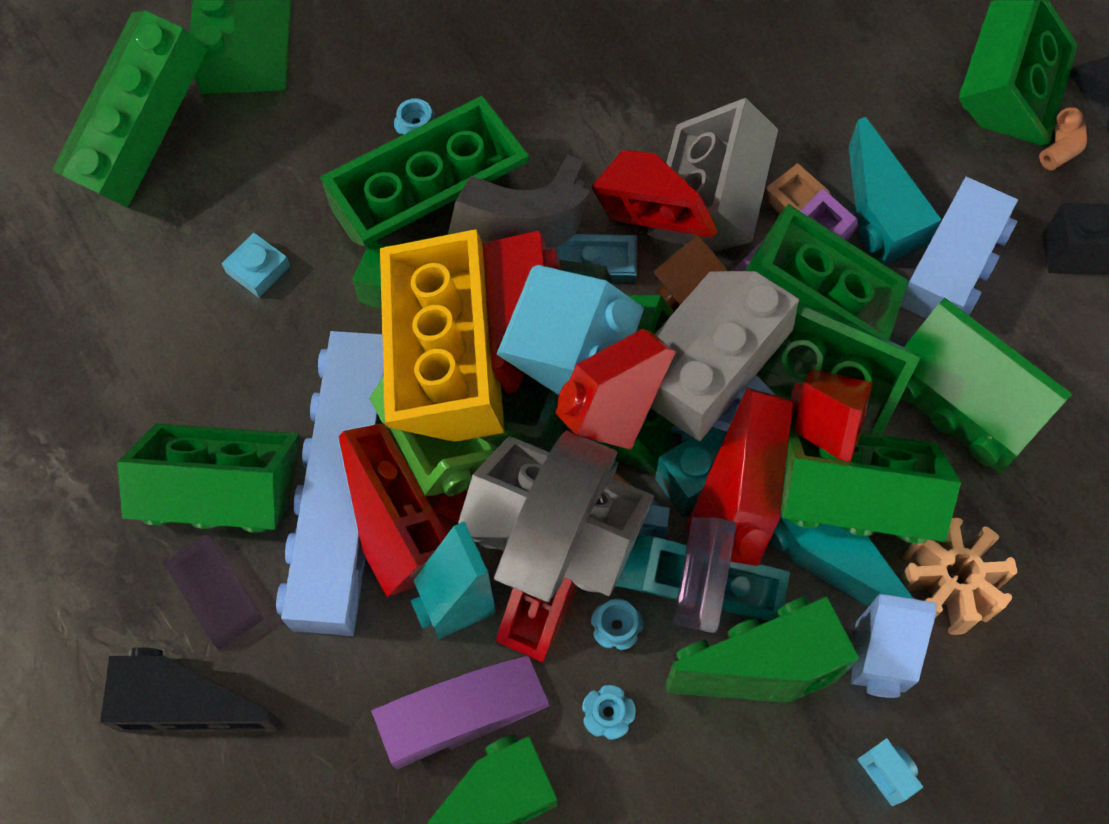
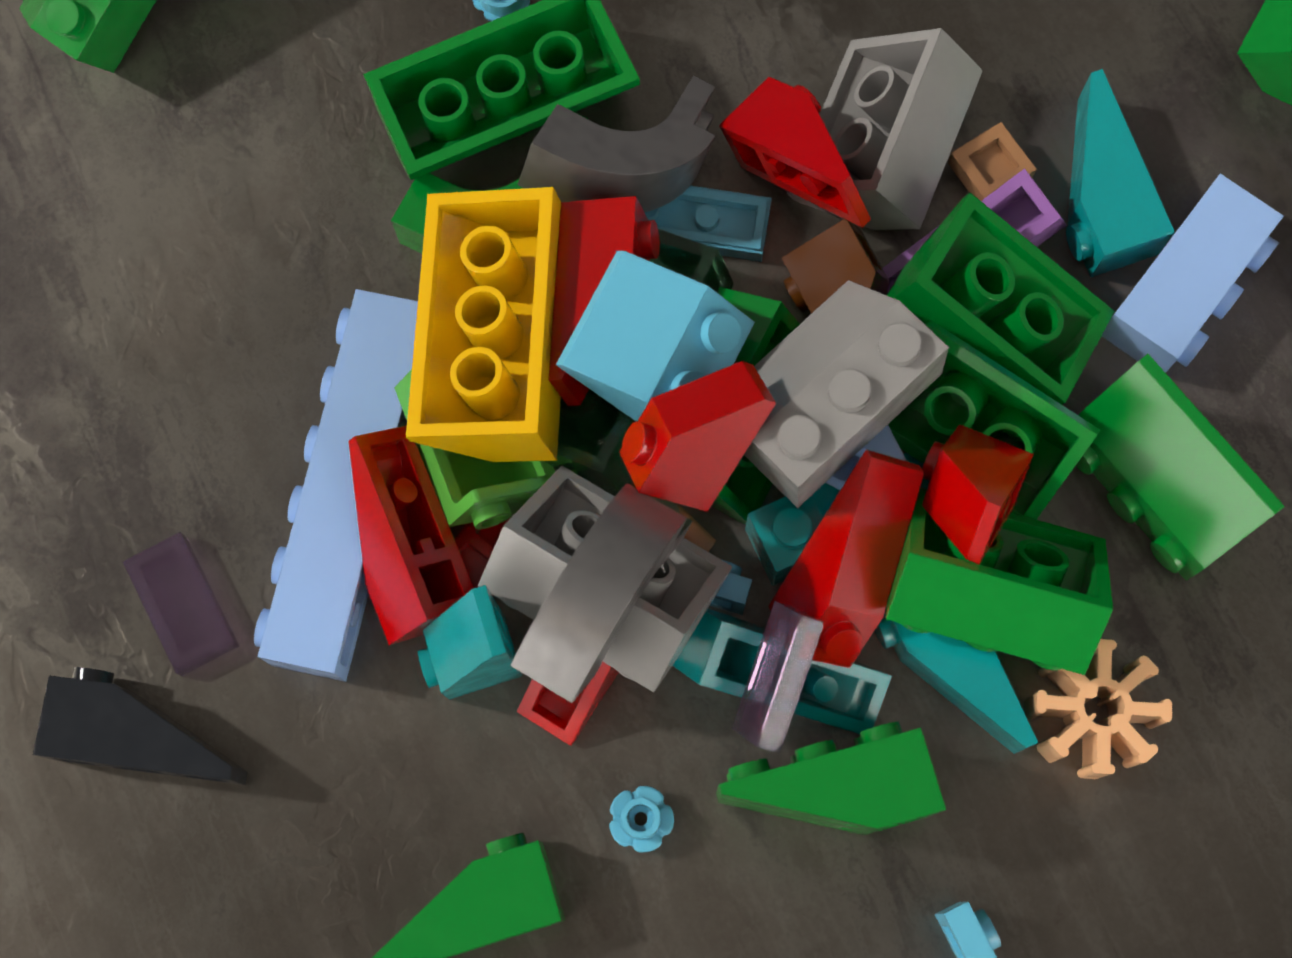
camera: 10 degrees right, 10 degrees up
(208, 477) = (188, 458): green slope -> none
(256, 265) = (272, 176): medium azure plate -> none
(458, 710) = (461, 793): medium lavender slope -> none
(608, 613) = (670, 730): medium azure plate -> none
(892, 644) = (996, 789): light blue slope -> none

